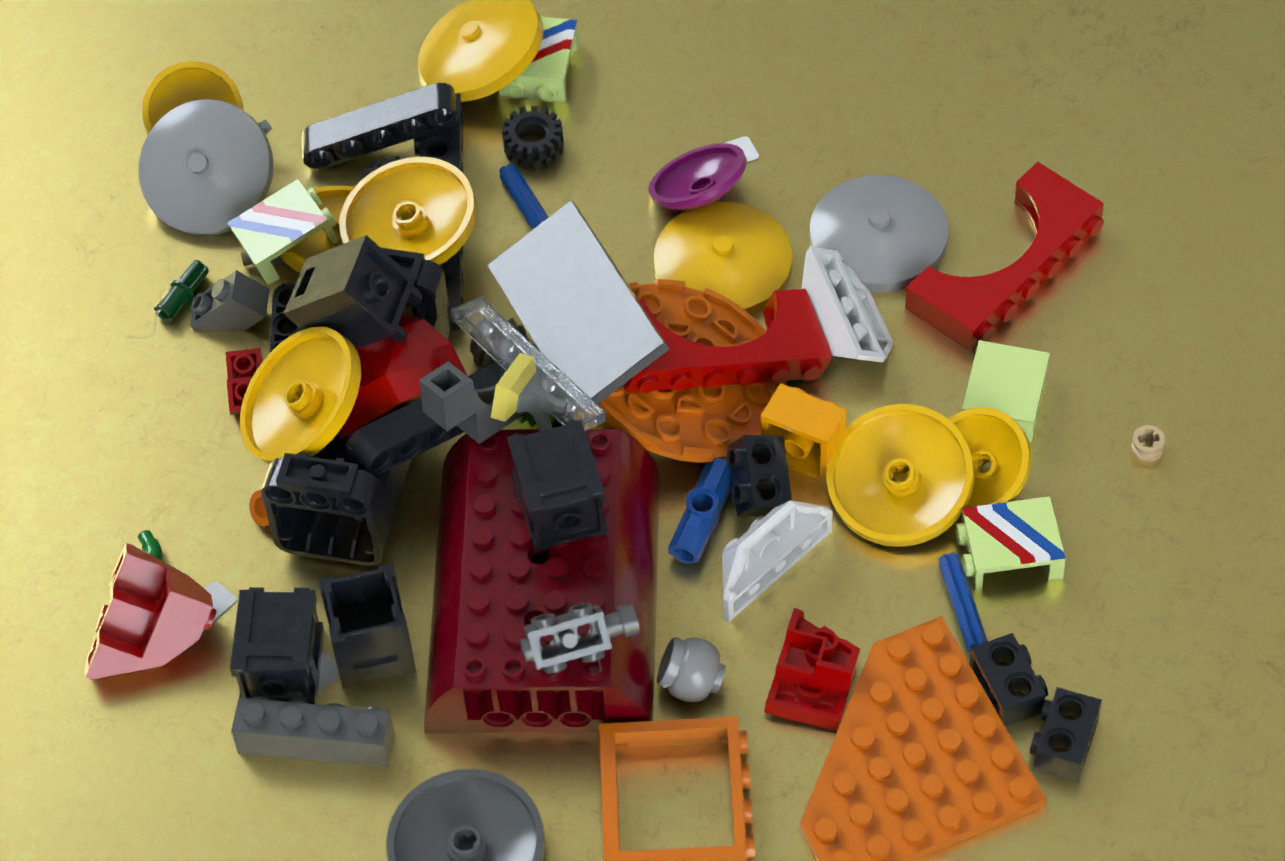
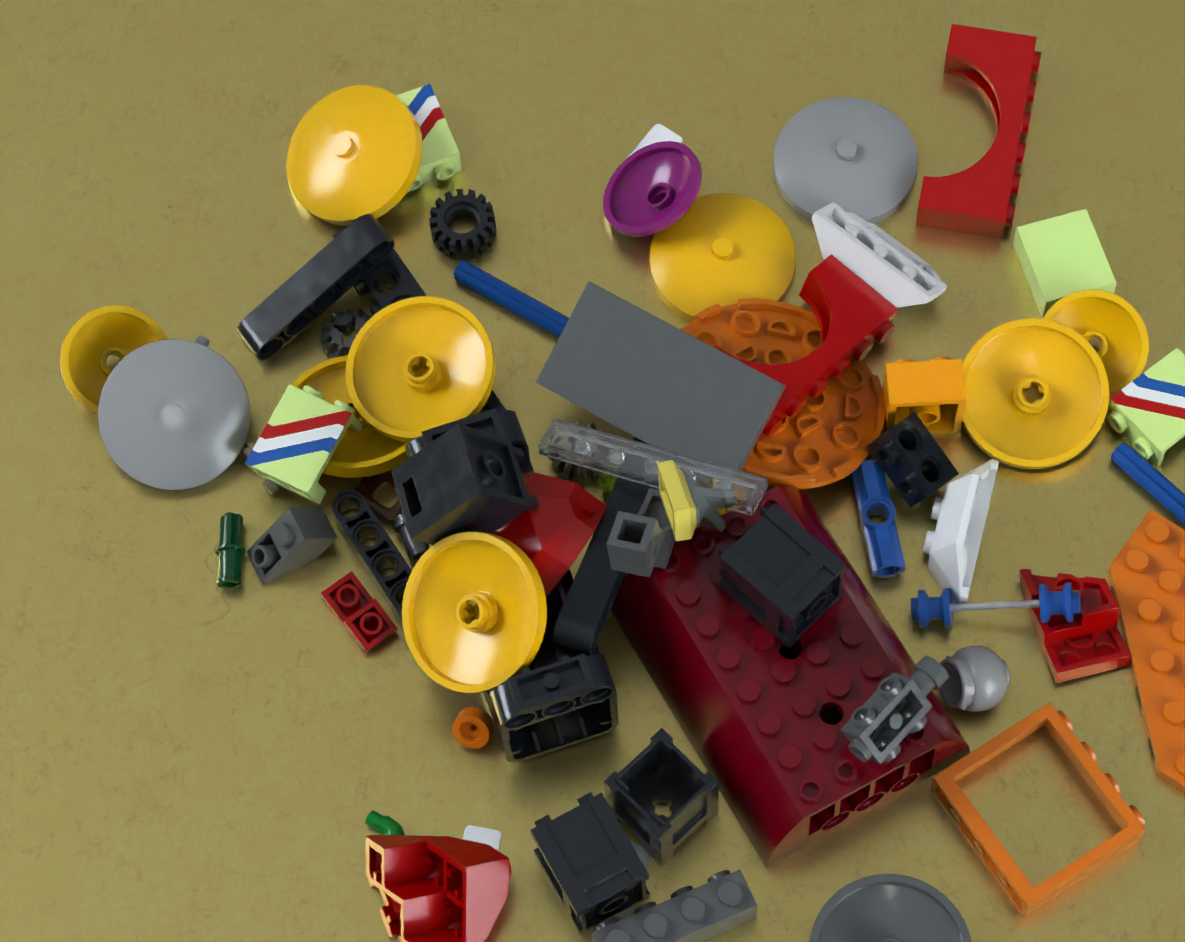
camera: 30 degrees left, 10 degrees up
(790, 638) = (1050, 603): none -> blue axle

